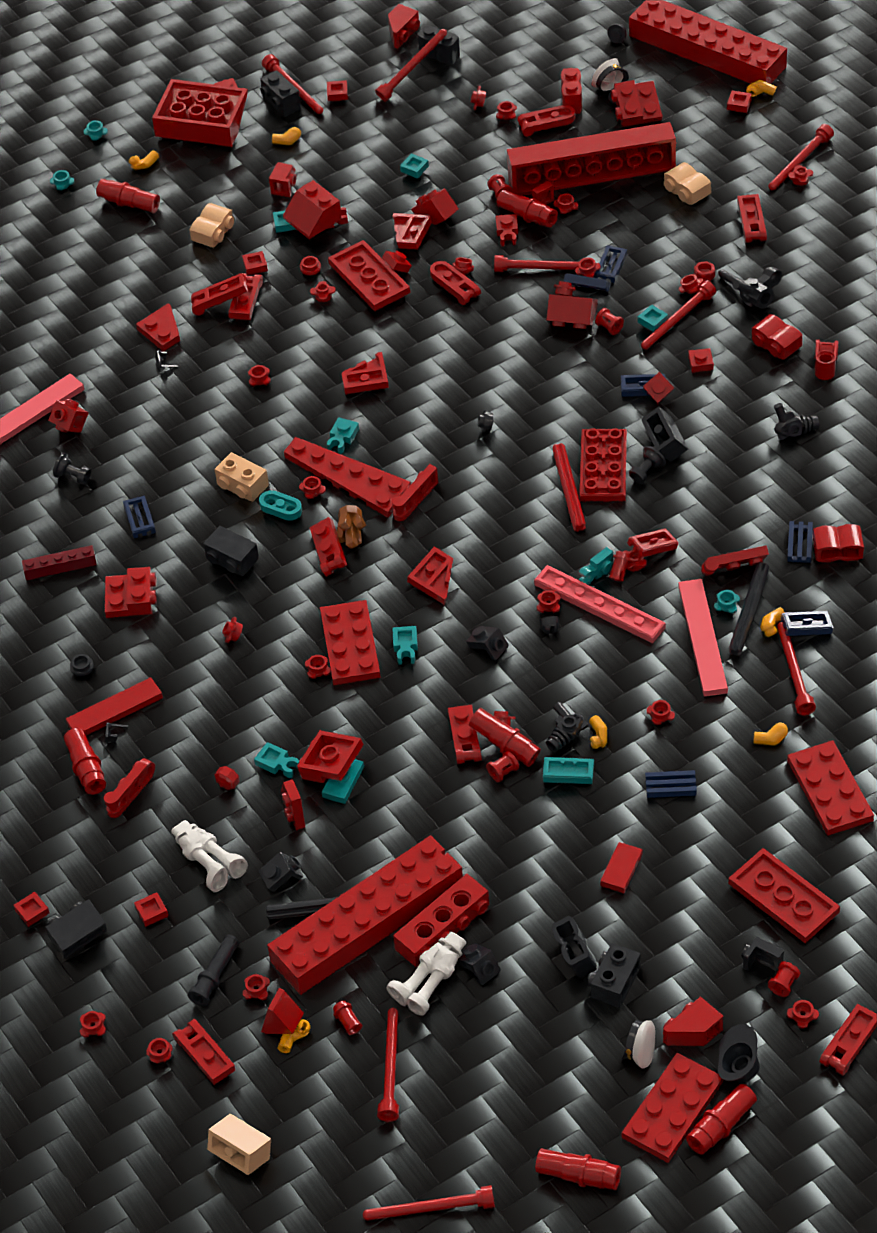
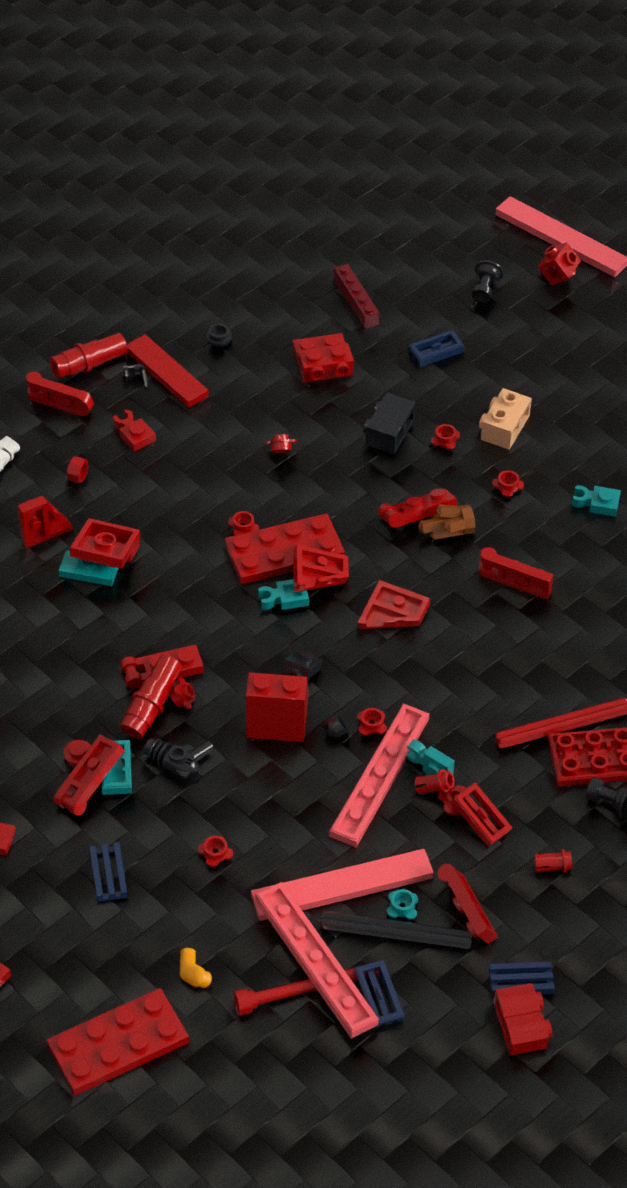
camera: 75 degrees right, 0 degrees up
(184, 736) = (134, 433): none -> red plate
(249, 521) = (445, 436): none -> red plate
(274, 759) = (107, 504): teal plate -> none
(280, 505) = (472, 459): teal plate -> none
(359, 479) = (534, 517): red wing -> none
(386, 616) = (318, 568): none -> red wing
(502, 766) = (113, 702): red bush -> none
(531, 651) = (276, 707): none -> red slope
(548, 796) = (75, 751): none -> red plate
(580, 782) = (88, 775): none -> red plate
(600, 728) = (175, 792): light orange arm -> none
(700, 503) = (553, 861): none -> red pin
(769, 621) = (378, 952): light orange arm -> none
(774, 654) = (316, 960): none -> coral tile

